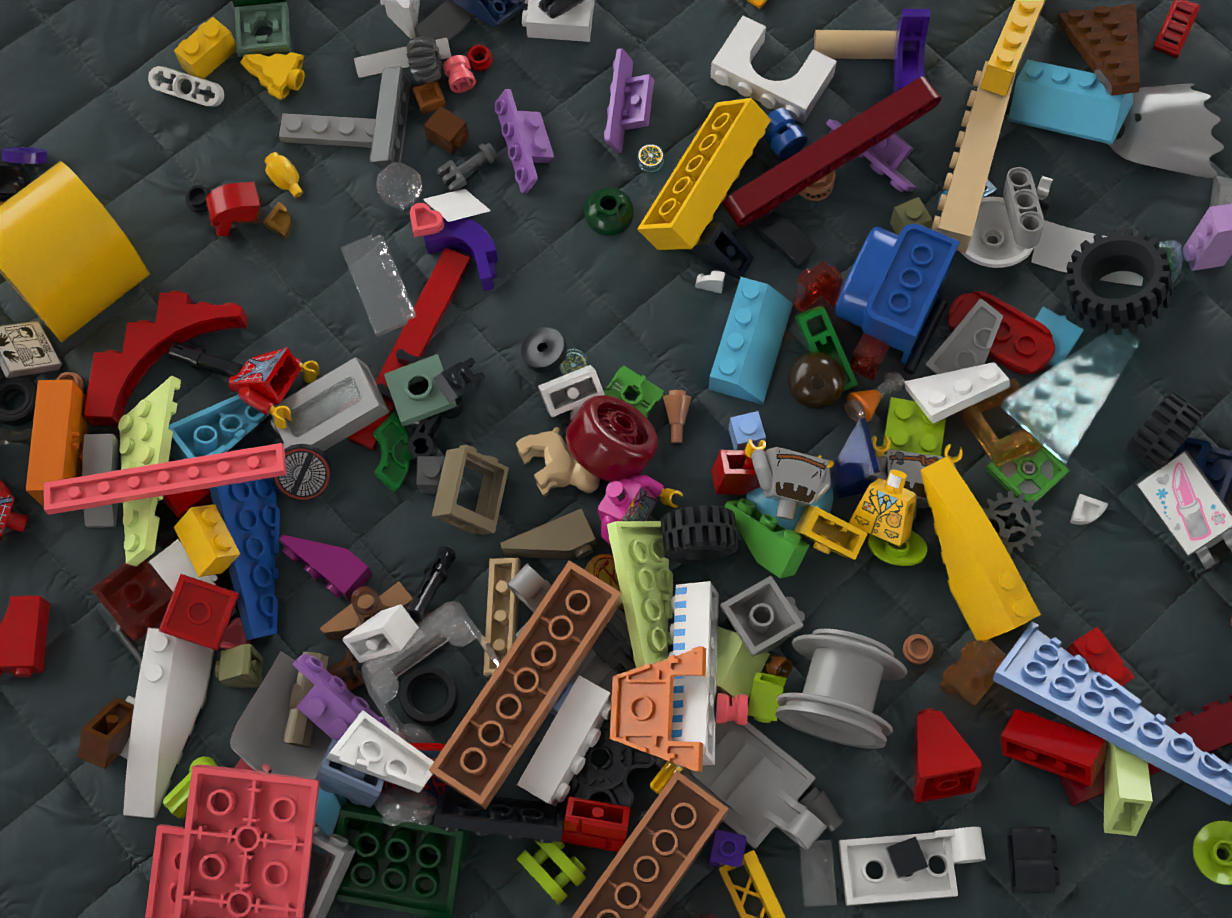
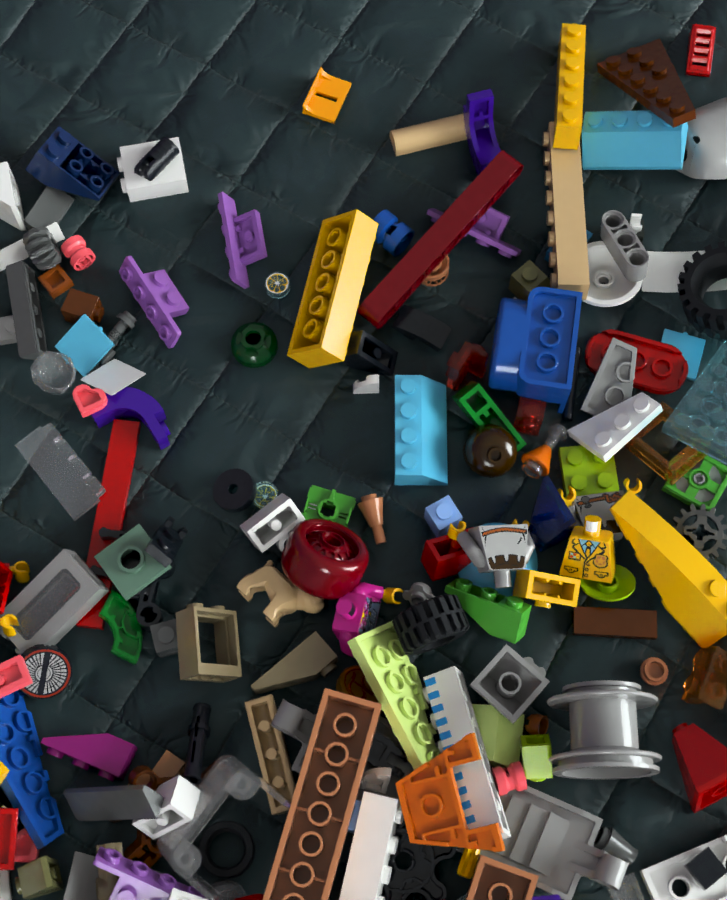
camera: 20 degrees left, 0 degrees up
(331, 614) = (114, 802): none -> dark grey slope
(438, 166) = (85, 344): none -> medium azure piece
(476, 52) = (90, 227): red plate -> none
(596, 670) = (376, 779): none -> white tile
(696, 499) = (418, 593): none -> light grey plate
(796, 94) = (329, 185): white arch -> none
(892, 589) = (614, 623): none -> reddish brown tile

